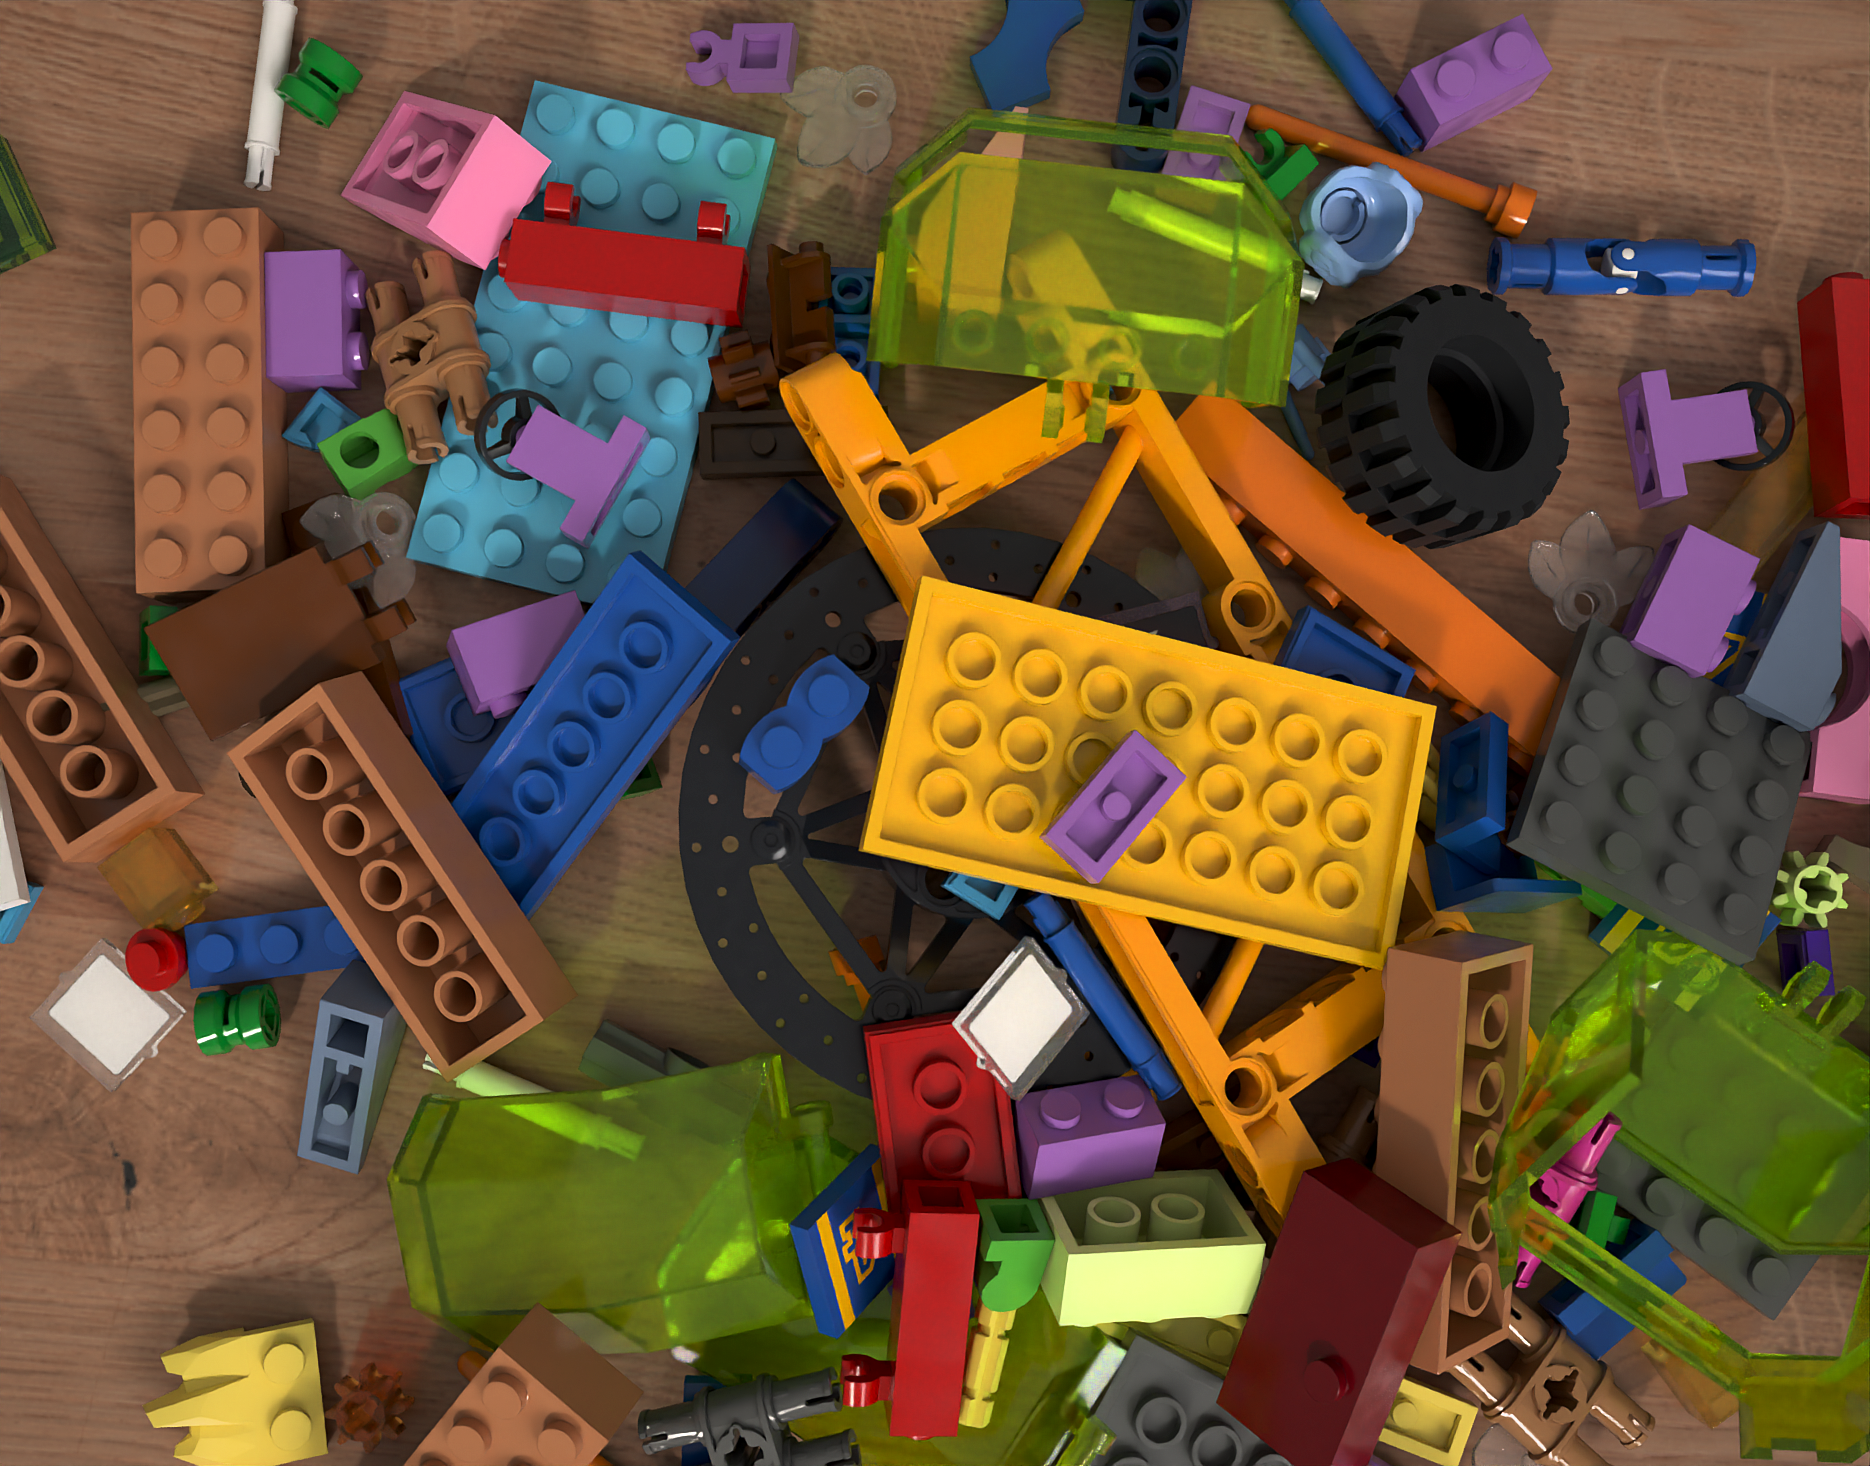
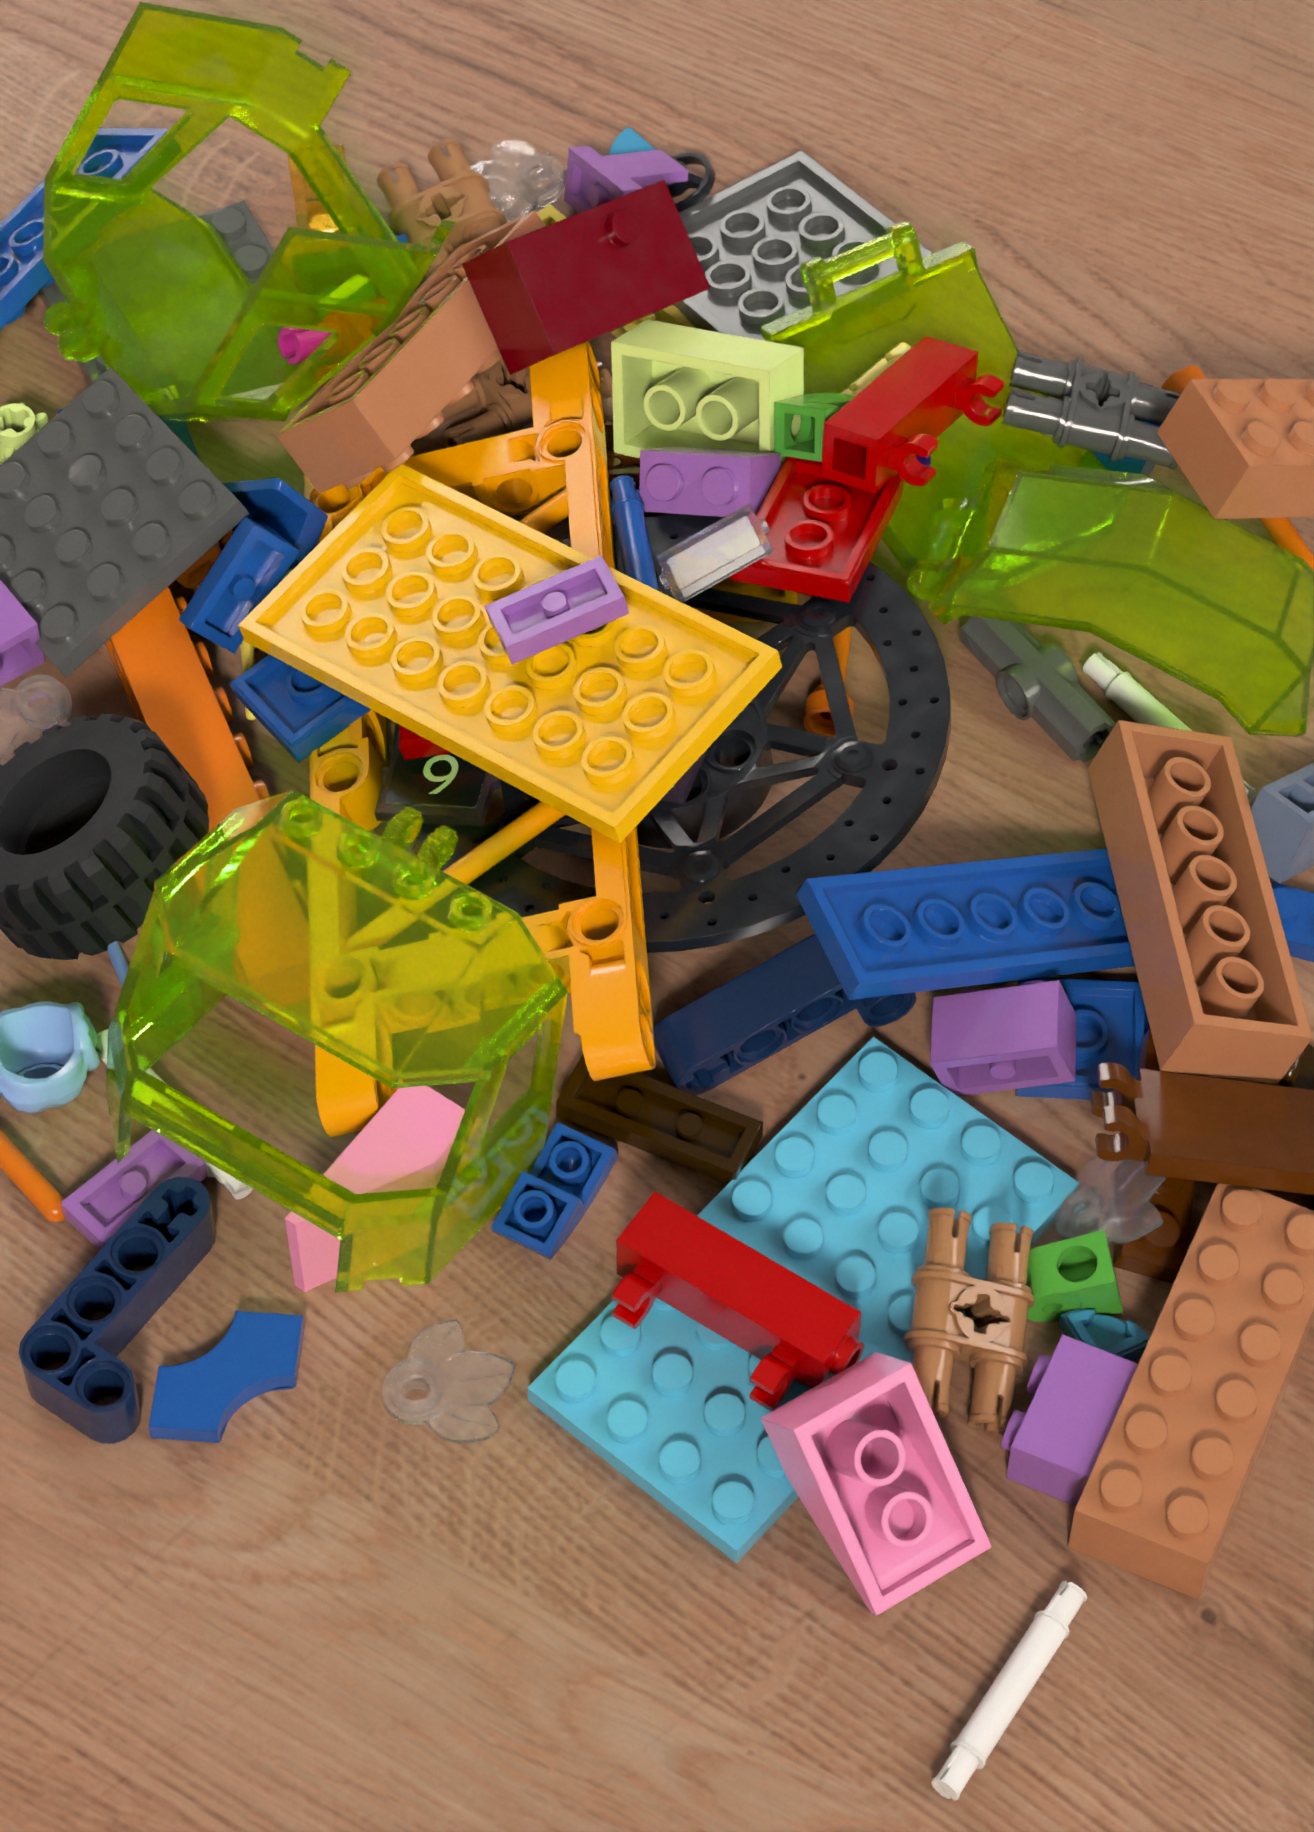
camera: 155 degrees left, 30 degrees down
(318, 83) = (961, 1644): green wheel -> none
(563, 458) = (879, 1137): medium lavender piece -> none
(744, 371) = (674, 1179): reddish brown gear -> none
(753, 61) = (503, 1467): medium lavender plate -> none
(790, 738) = (779, 799): blue brick -> none
(795, 283) = (580, 1237): reddish brown hinge -> none
(822, 1234) = (956, 477): blue tile -> none
(1282, 165) = (78, 1134): green tile -> none
(1803, 946) = (52, 387): dark purple tile -> none

